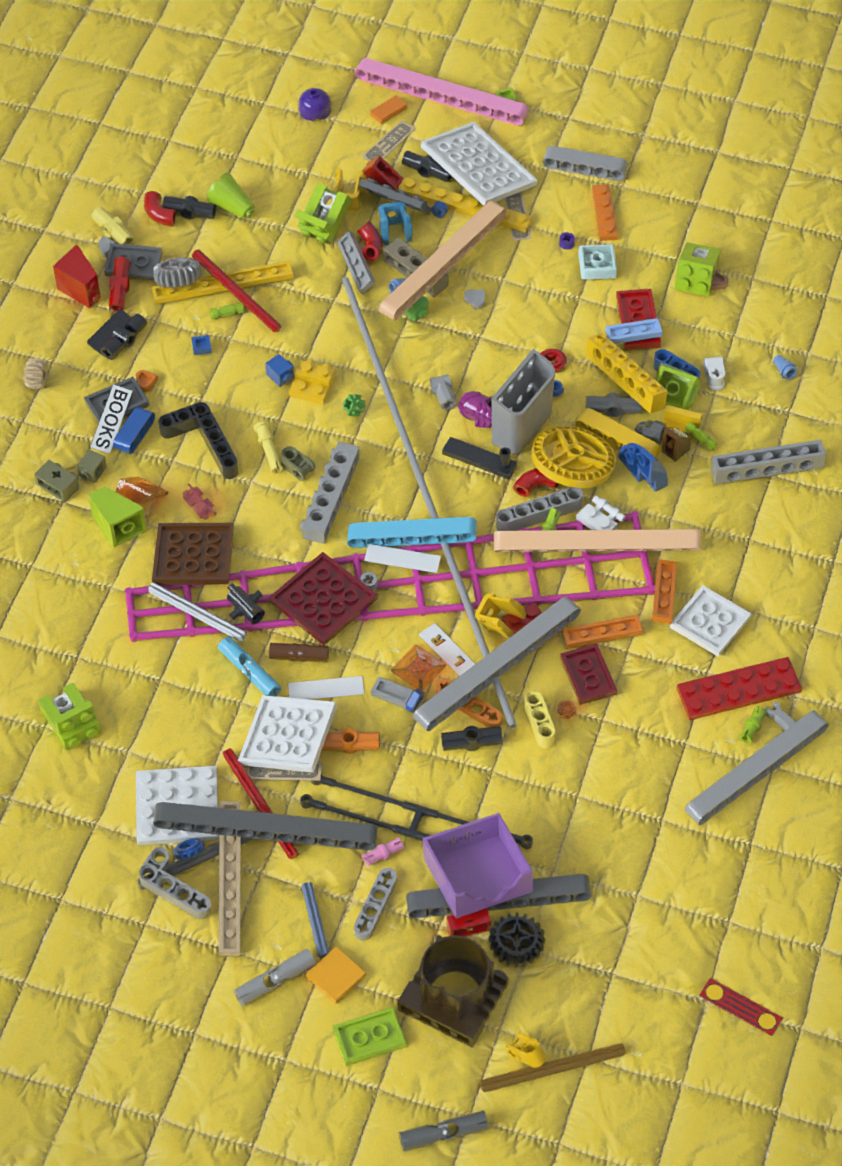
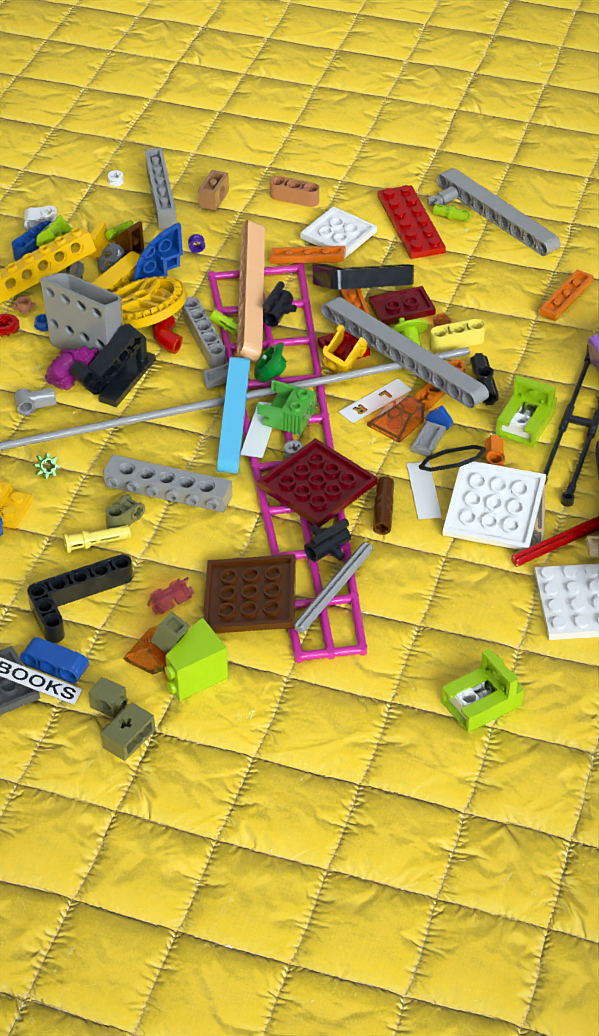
camera: 90 degrees left, 10 degrees down
(126, 486) = (169, 632): none -> olive brick
(256, 673) = (405, 544): medium azure piece -> none
(341, 716) = (422, 466): none -> black piece
(417, 575) = (289, 409): none -> bright green piece
(423, 774) = (527, 411): none -> lime brick
(477, 432) = (109, 360): none -> black beam
(482, 558) = (270, 363): none -> green hat
(483, 531) = (216, 376): none -> light grey tile
(533, 675) = (411, 329): none -> lime piece
(570, 561) = (277, 305): none -> black pin
(582, 372) = (24, 304): none -> nougat plate
(596, 520) = (220, 294): white plate -> none
(608, 617) = (362, 277): none -> black beam
(612, 823) = (566, 295): none -> orange plate
(682, 499) = (194, 239): none -> dark purple bush
(767, 507) = (213, 190): none -> medium nougat brick
(777, 587) = (294, 191): none -> nougat beam
(785, 367) = (42, 178): medium blue cone -> none
(792, 432) = (115, 178): none -> white bush

